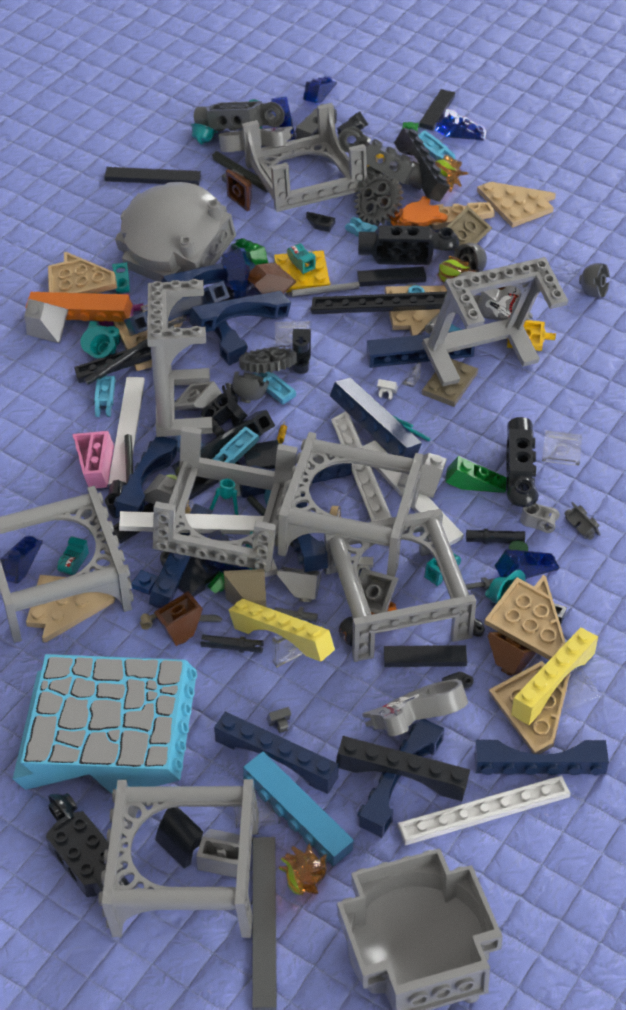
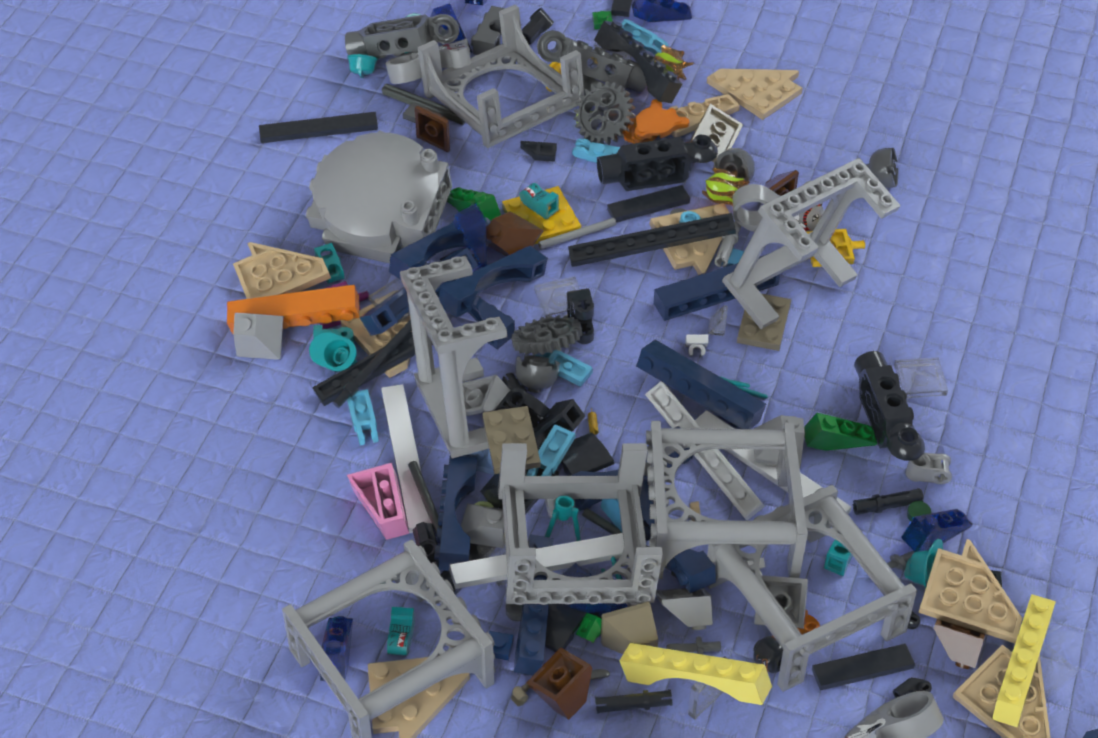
camera: 15 degrees left, 0 degrees up
(212, 423) = (510, 426): none -> dark tan plate
(587, 526) = (986, 467): dark grey hinge -> none

